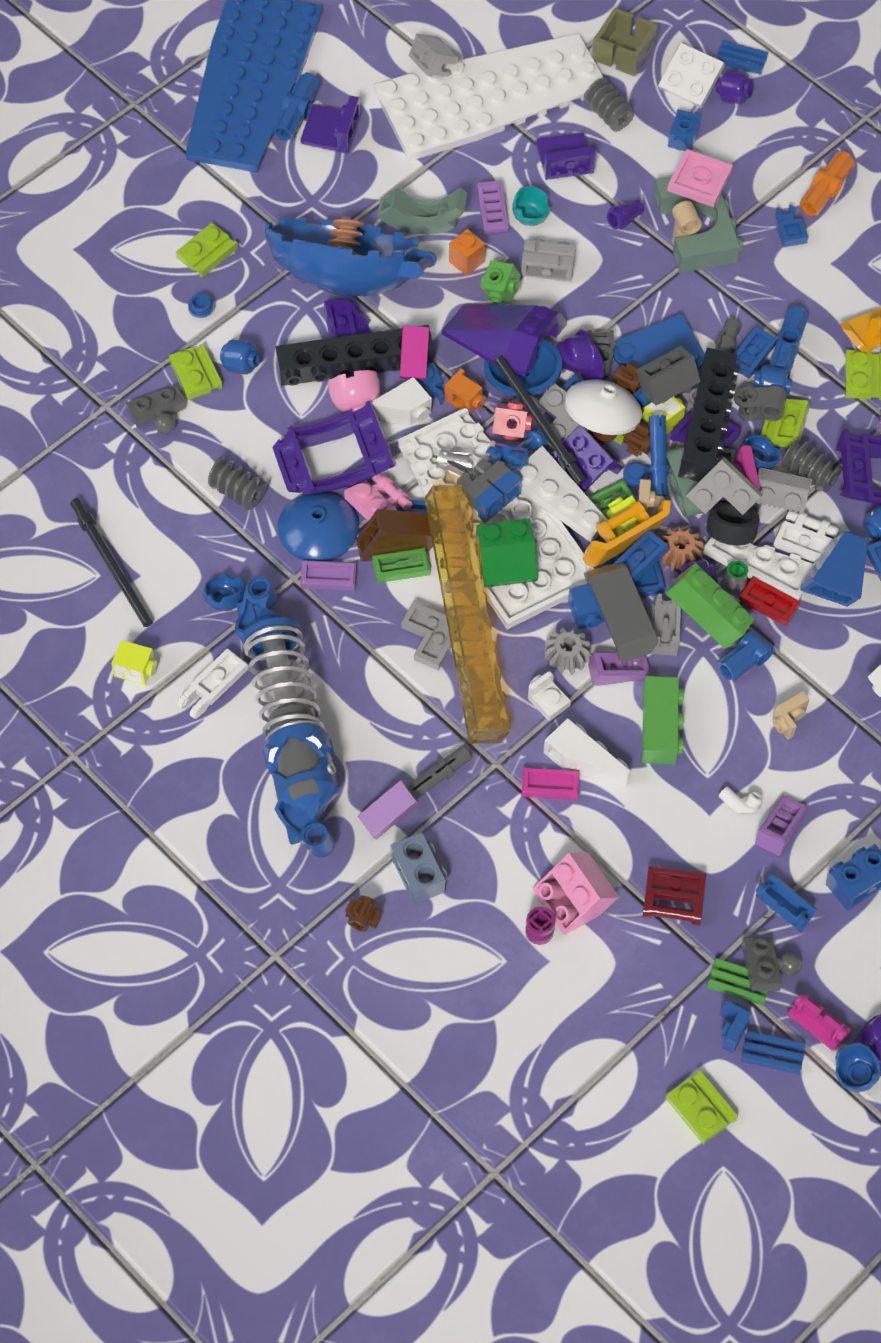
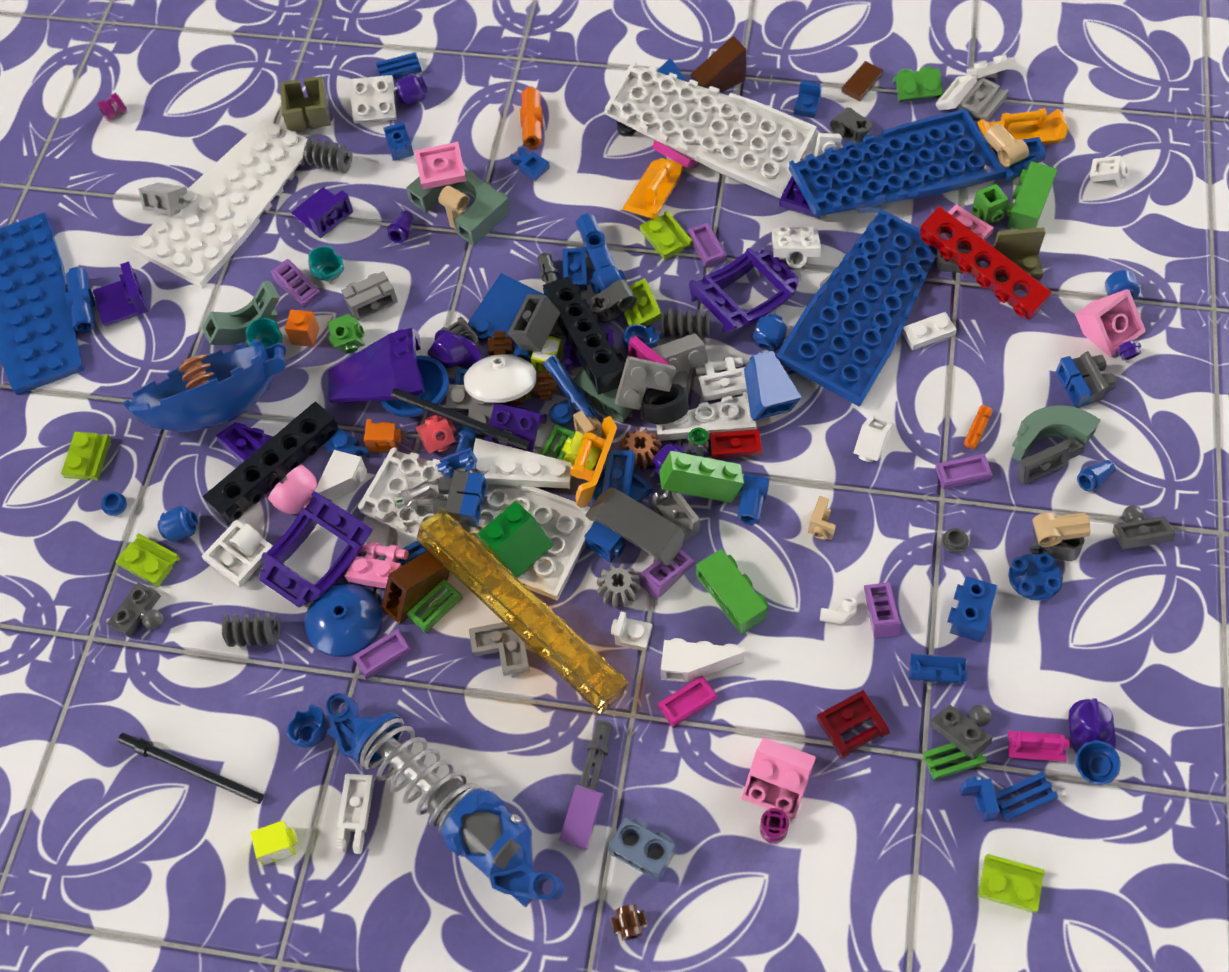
camera: 30 degrees left, 0 degrees up
(271, 413) = (237, 552): none -> white plate
(414, 352) = (321, 430): dark pink tile -> none
(431, 236) = (264, 330): none -> teal hair

